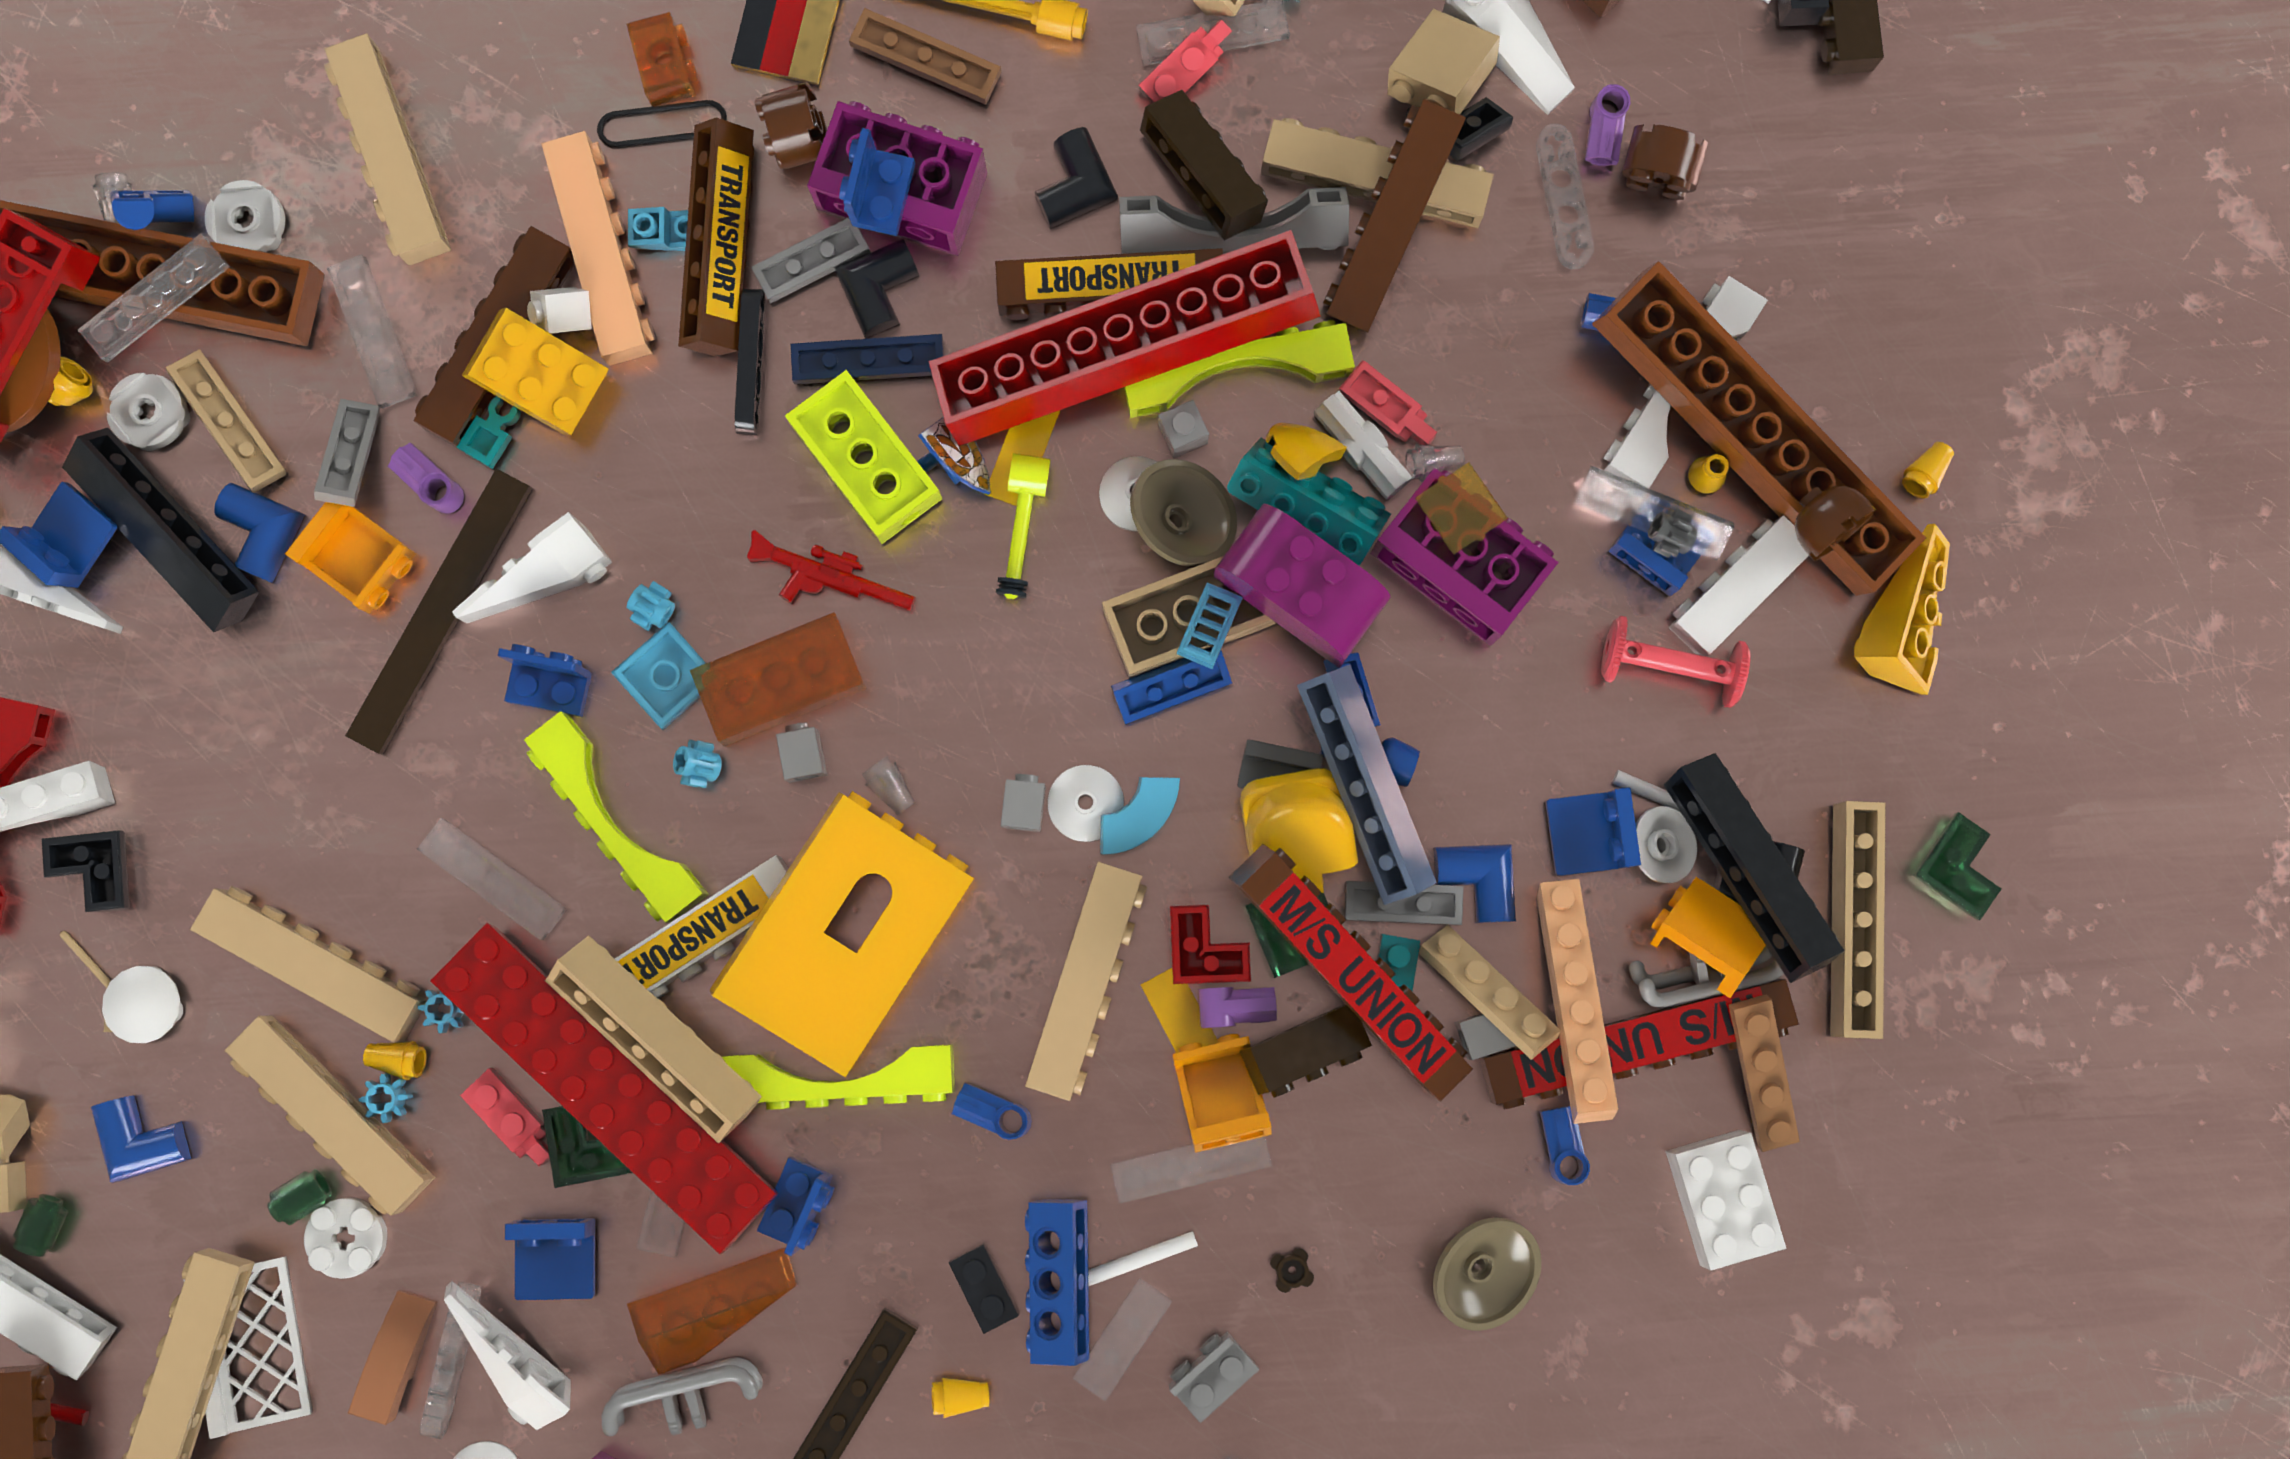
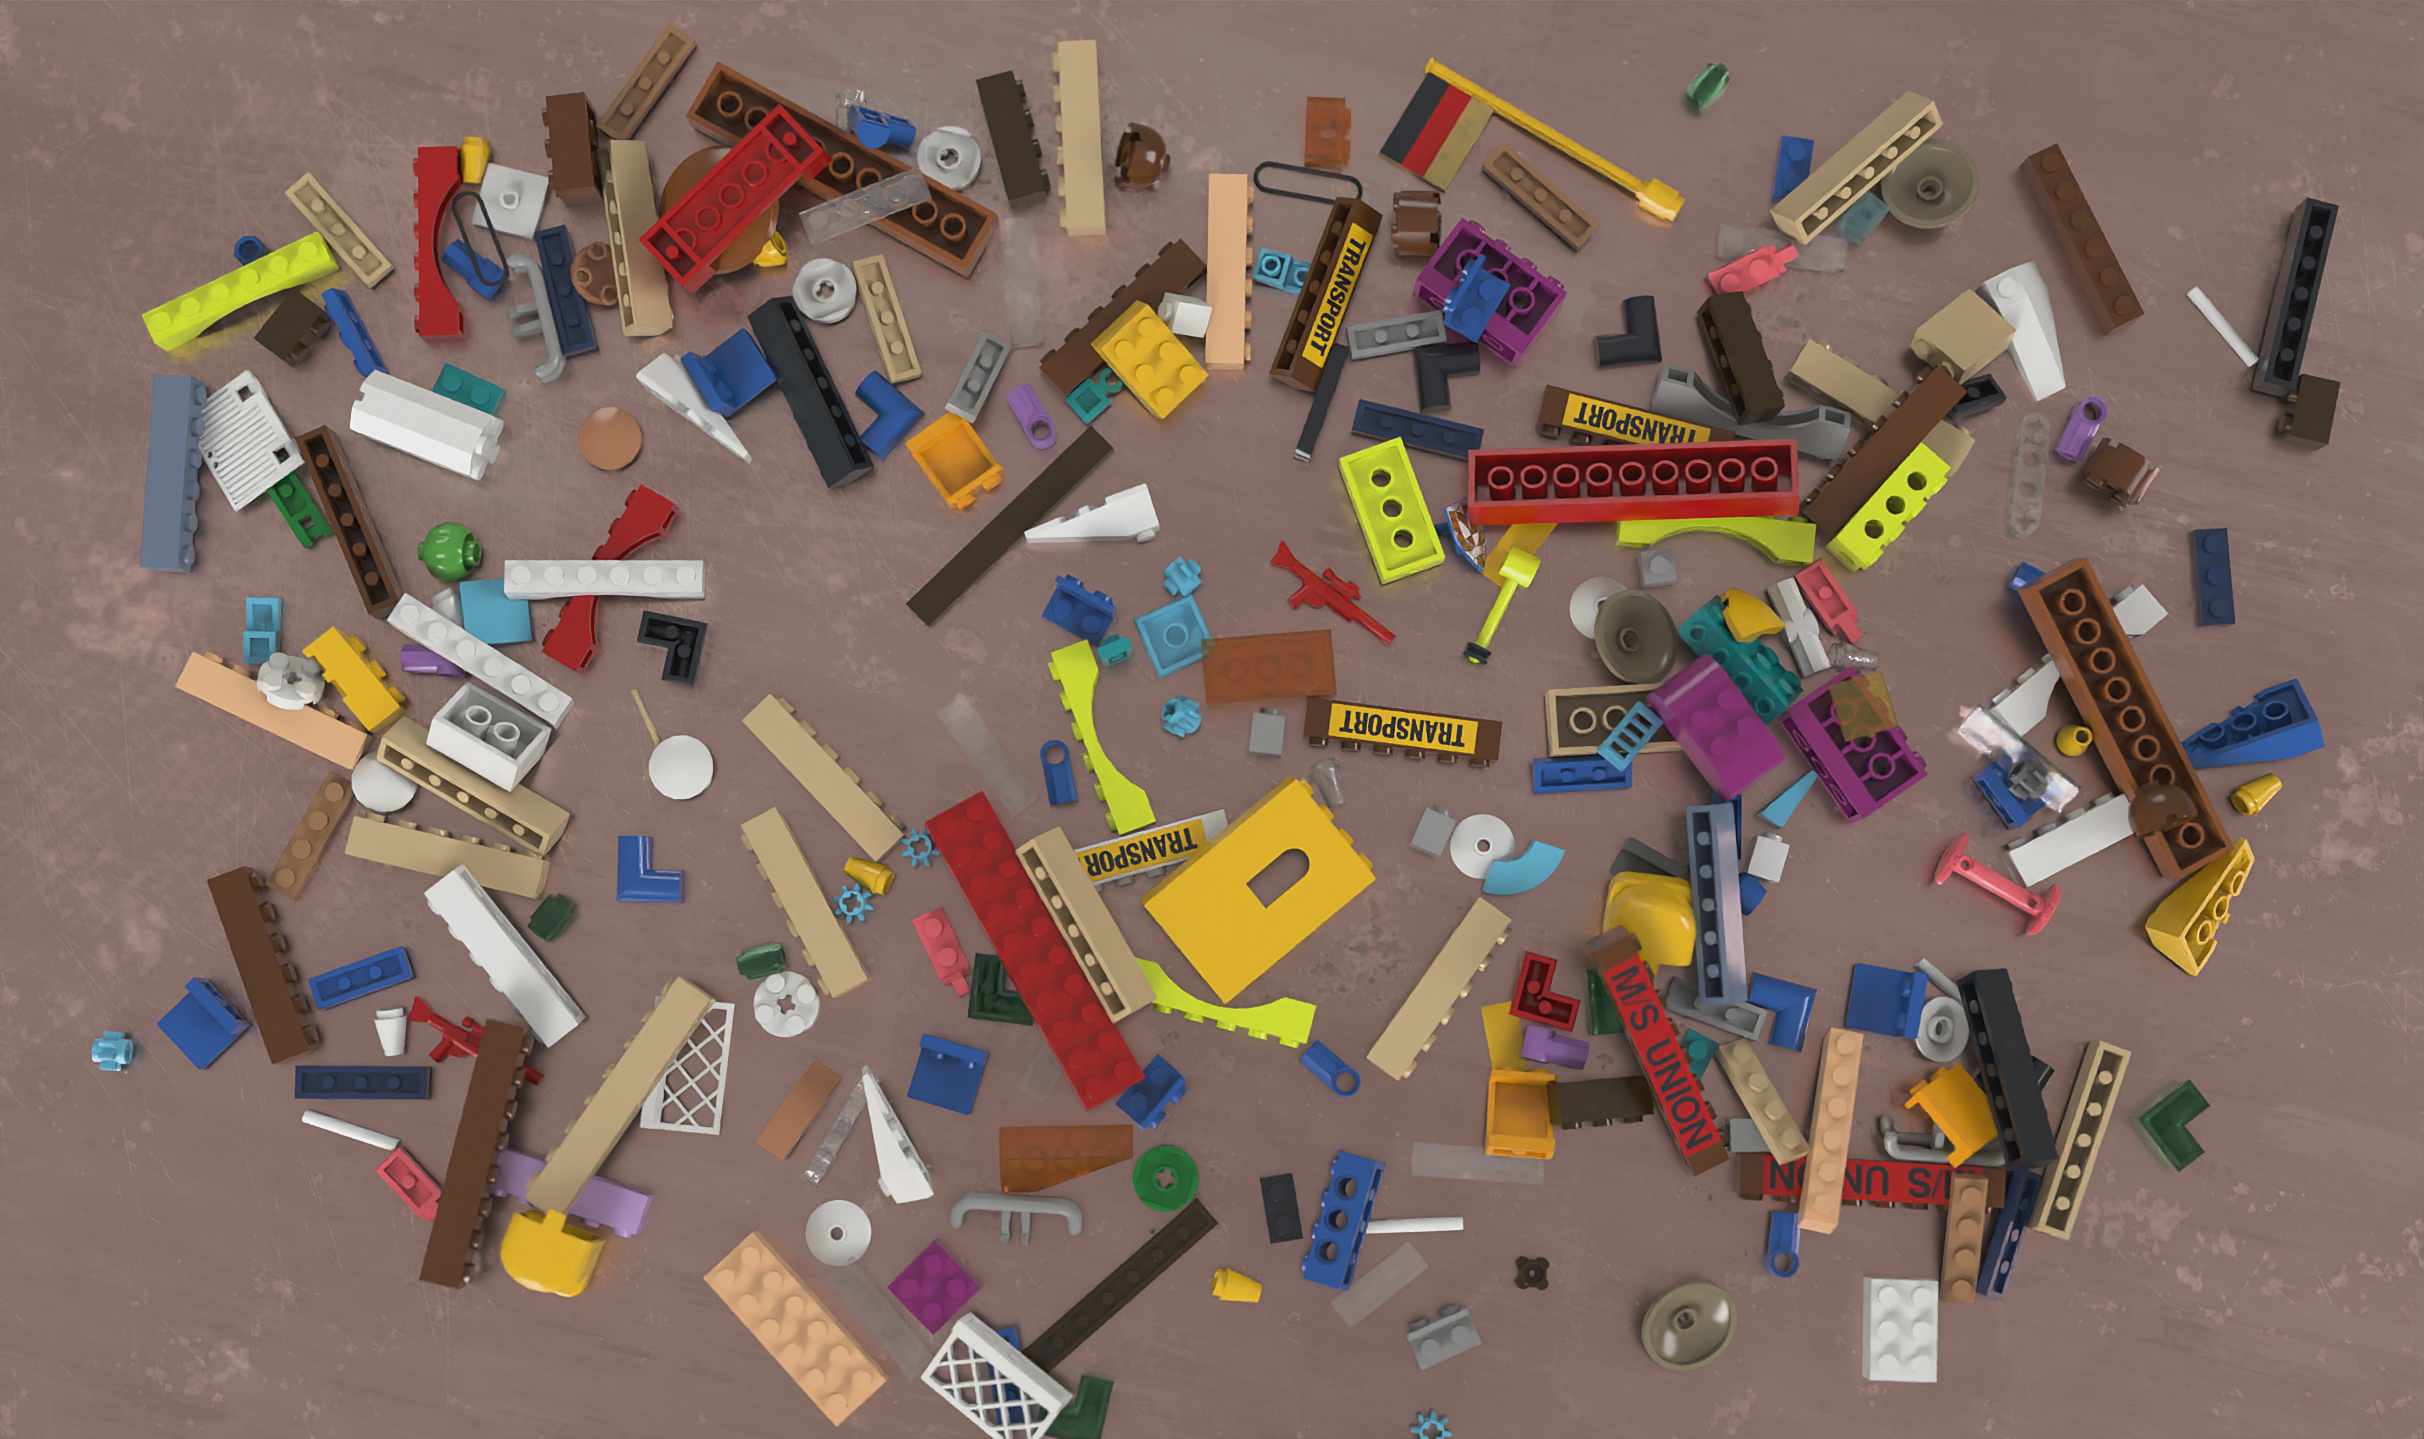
camera: 20 degrees right, 0 degrees up
(308, 174) = (1011, 138): none -> dark brown brick
(461, 149) = (1141, 157): none -> reddish brown cylinder
(577, 877) = (1058, 776): none -> blue piece
(595, 714) = (1114, 650): none -> teal plate
(825, 1314) = (1149, 1187): none -> green plate
(952, 701) = (1402, 730): none -> brick
(1408, 650) = (1781, 807): none -> medium azure slope
(1408, 714) = (1766, 857): none -> white brick
(1423, 271) = (1926, 476): none -> neon yellow brick
(1803, 246) = (2213, 577): none -> dark blue plate
(1812, 1052) = (2009, 1234): none -> dark blue plate
(1921, 391) = (2268, 729): none -> blue wedge

